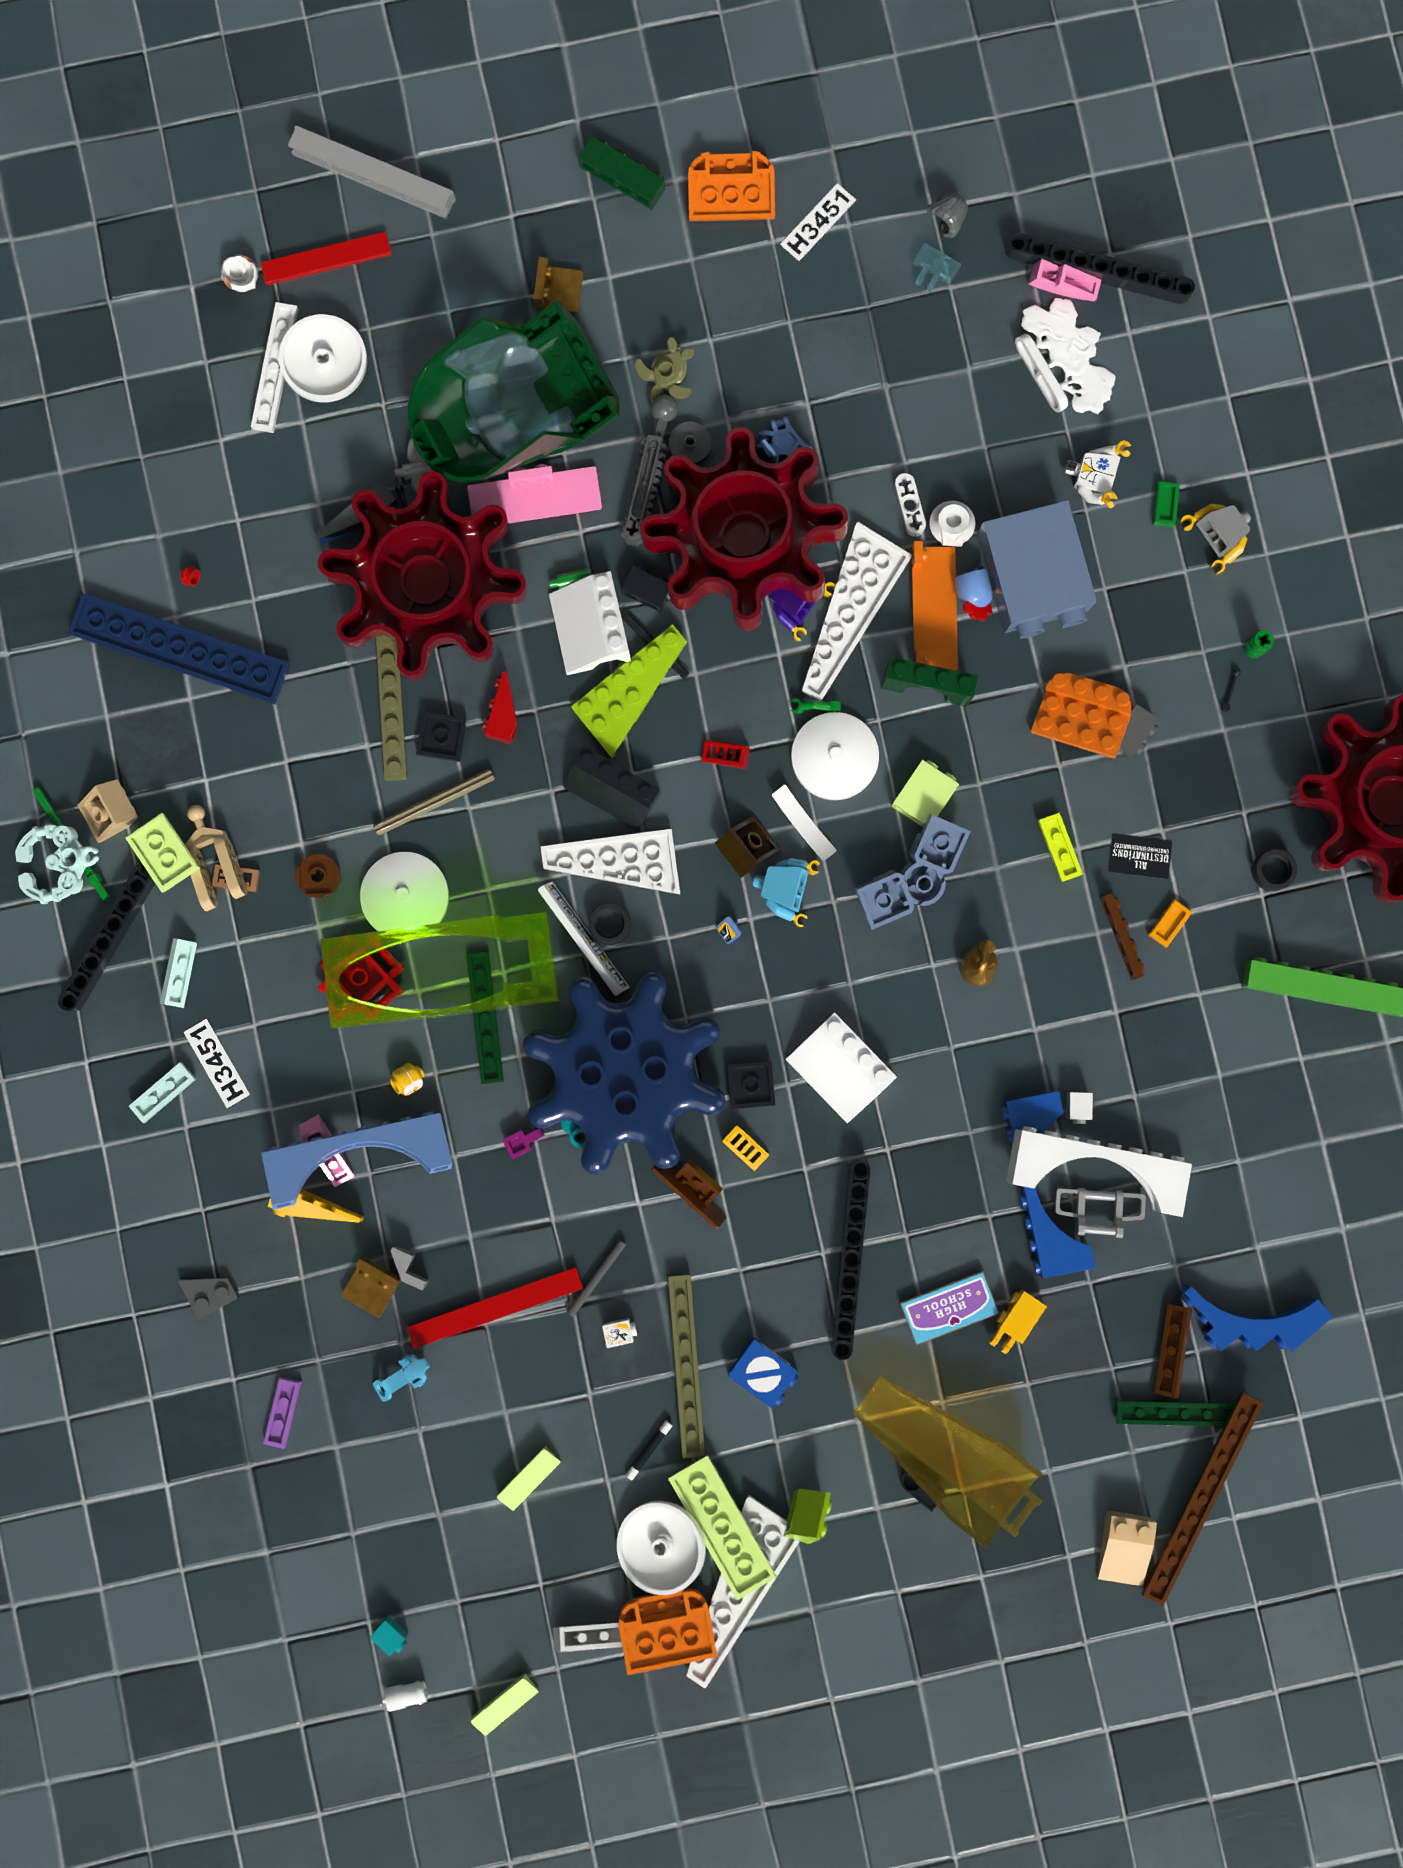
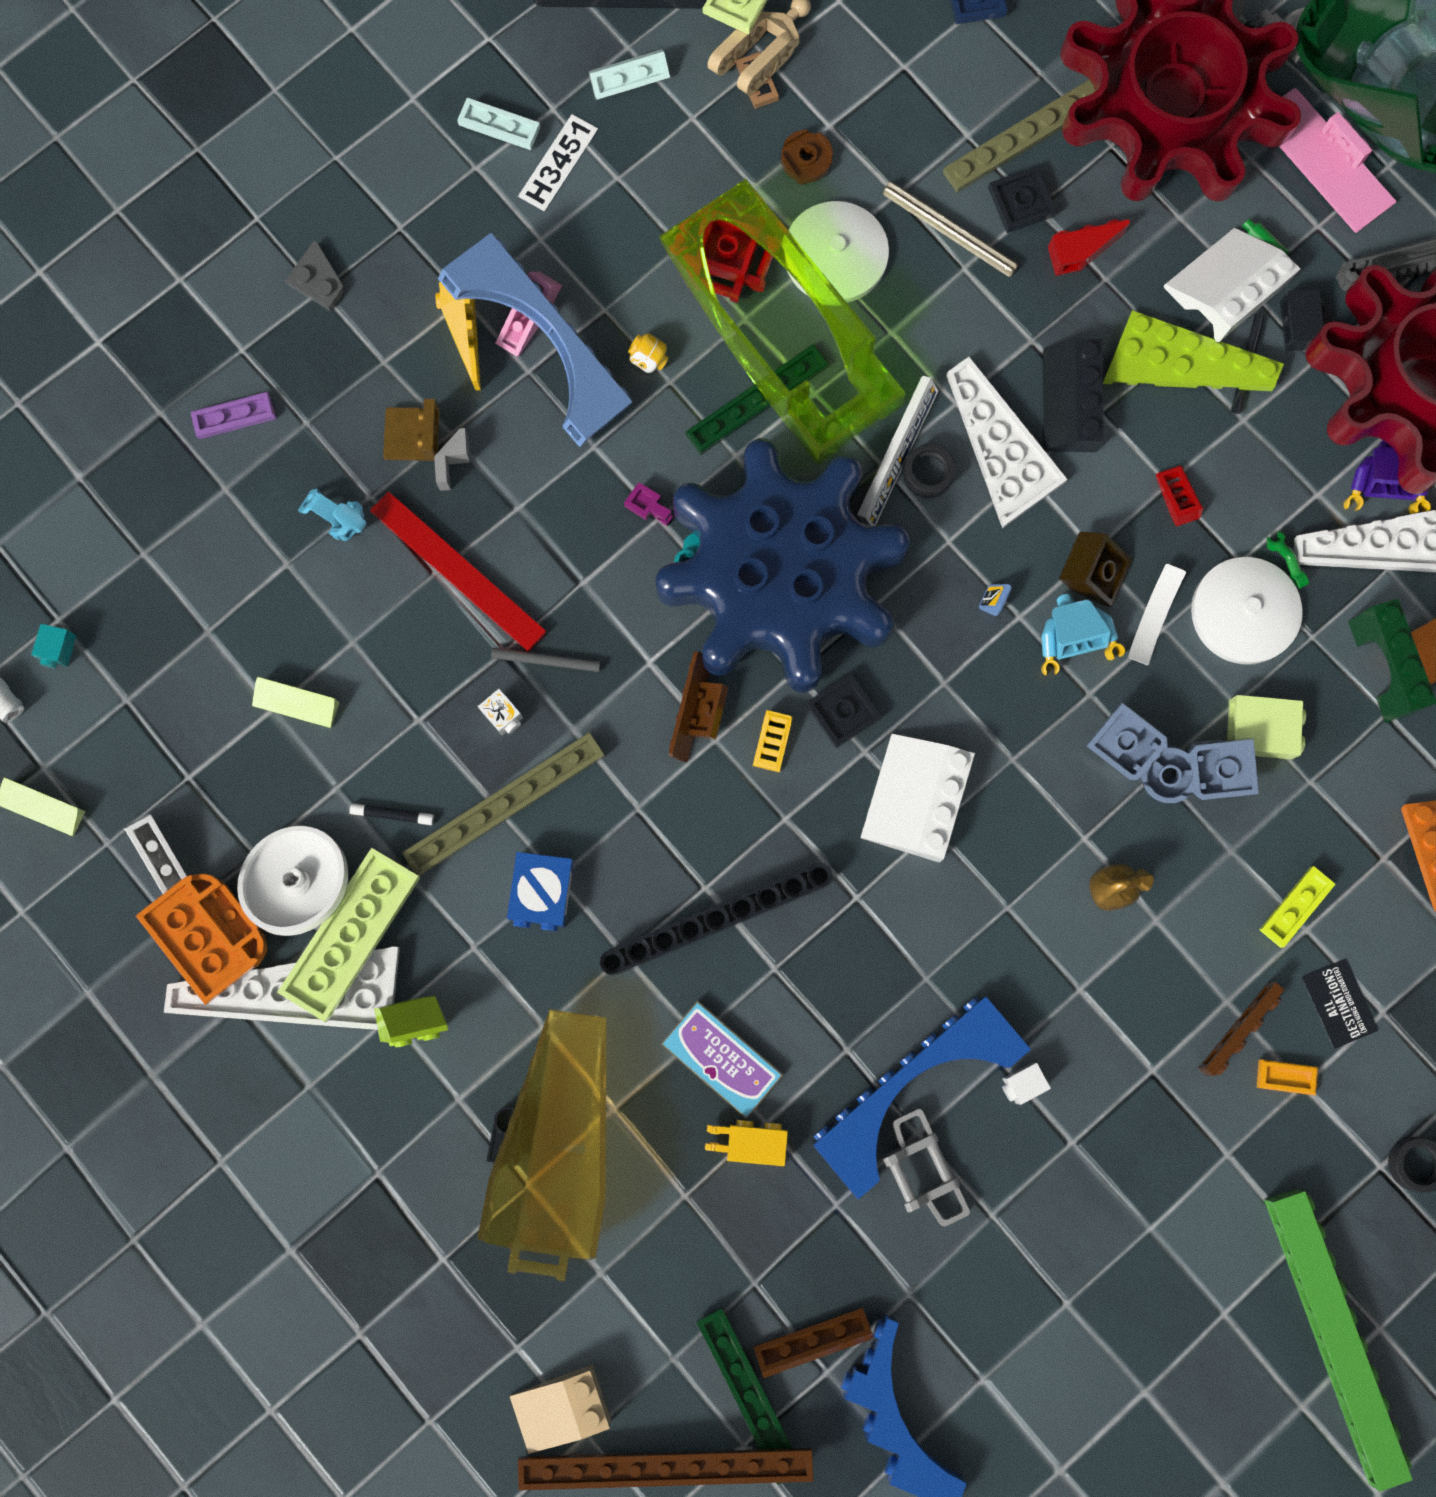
camera: 60 degrees right, 5 degrees down
(1162, 1178) = (1000, 1220): white arch -> none

